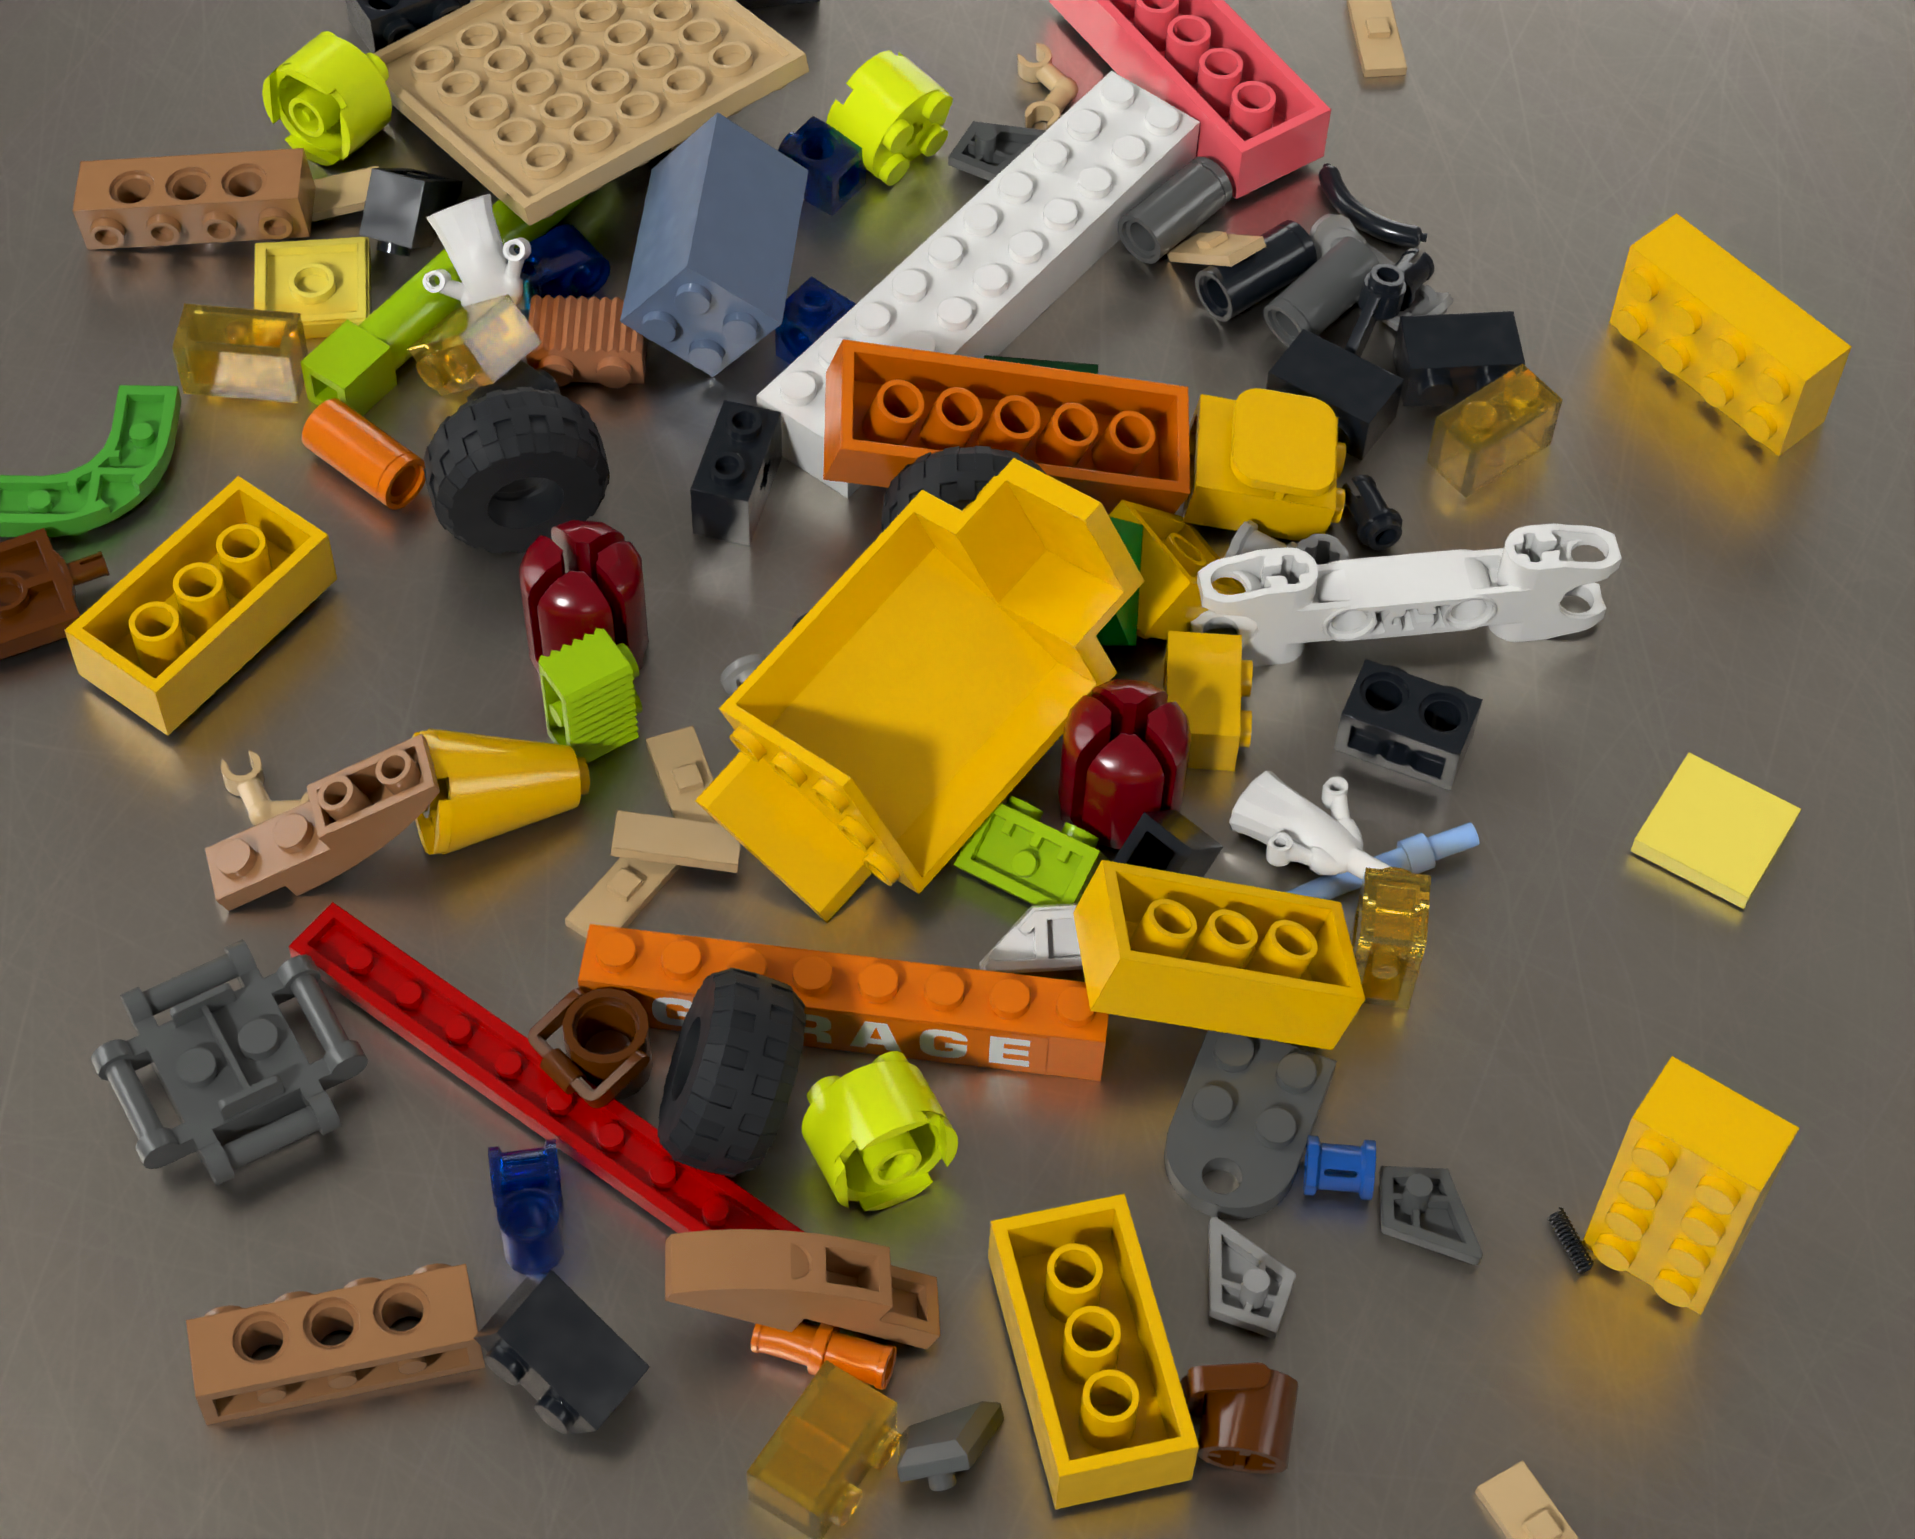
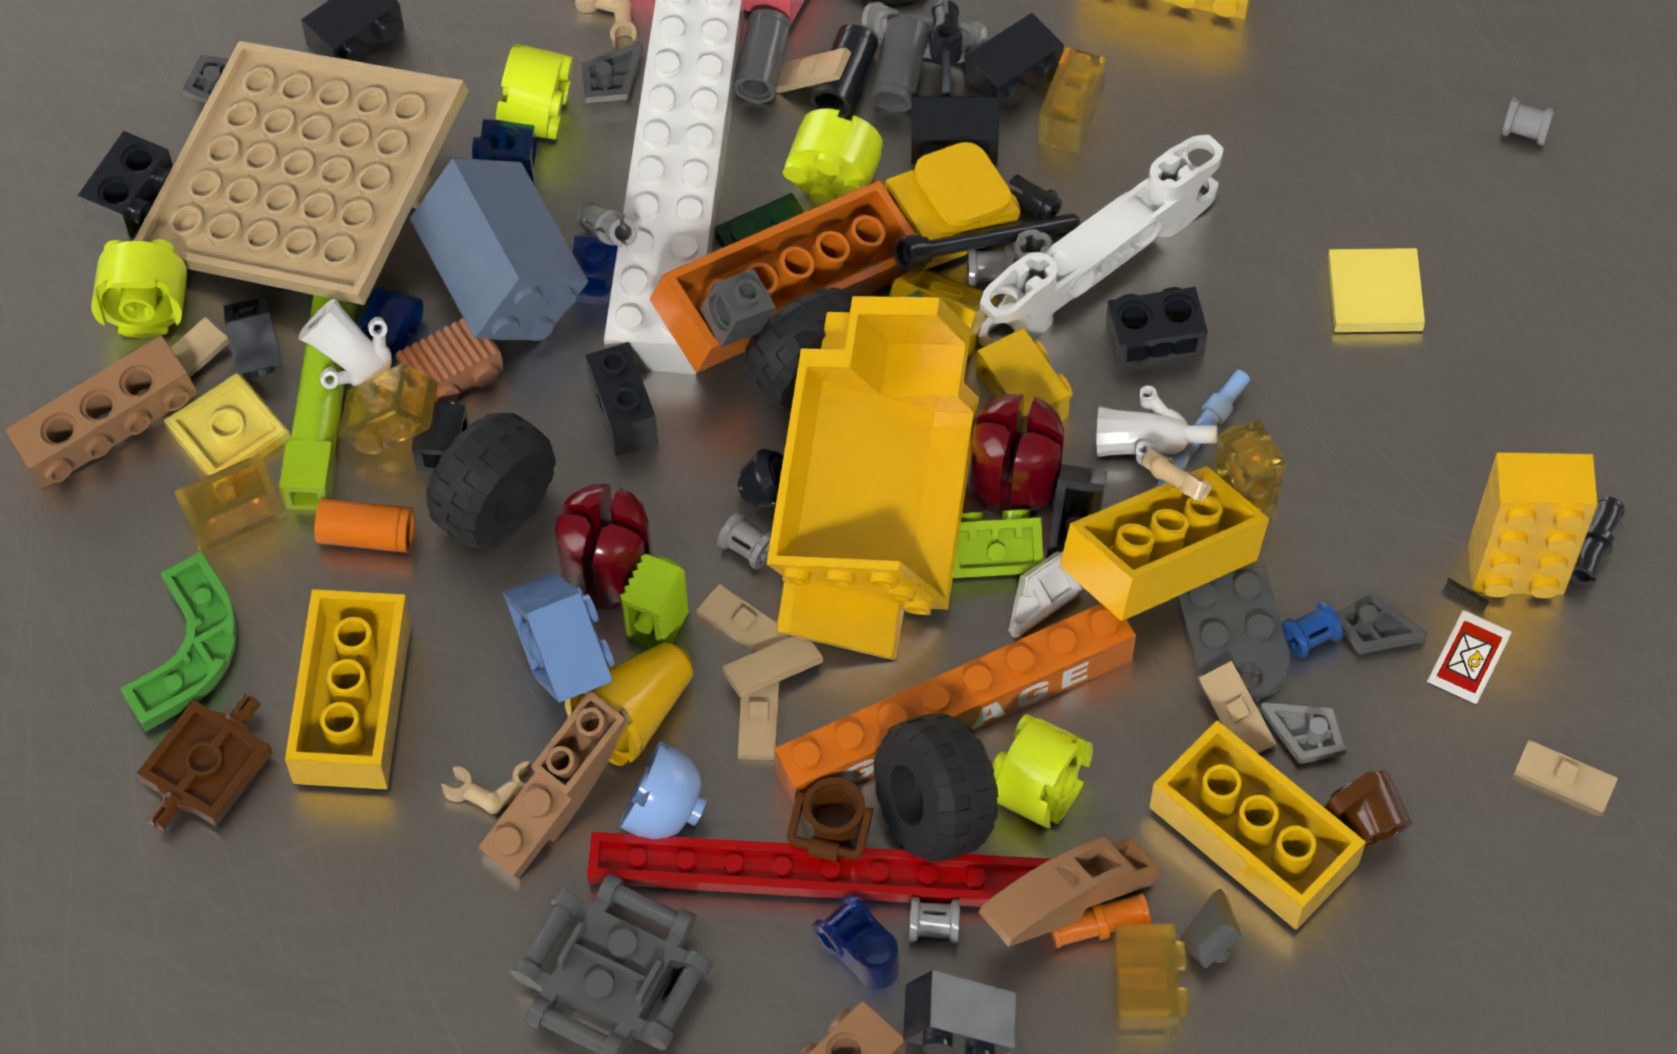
camera: 30 degrees left, 5 degrees up
(437, 906) = (664, 795): none -> light blue cylinder
(441, 663) = (559, 636): none -> medium blue brick
(630, 1229) = (934, 920): none -> light grey bush
(843, 290) = (607, 224): none -> light grey pin
(894, 415) = (737, 307): none -> dark grey brick
(1166, 338) = (832, 155): none -> neon yellow brick
(1170, 482) = (915, 251): none -> black piece
(1175, 1208) = (1236, 707): none -> tan piece
(1279, 876) = (1164, 469): none -> tan arm
(1522, 1318) = (1469, 657): none -> sticker
(1785, 1272) = (1598, 540): none -> black pin

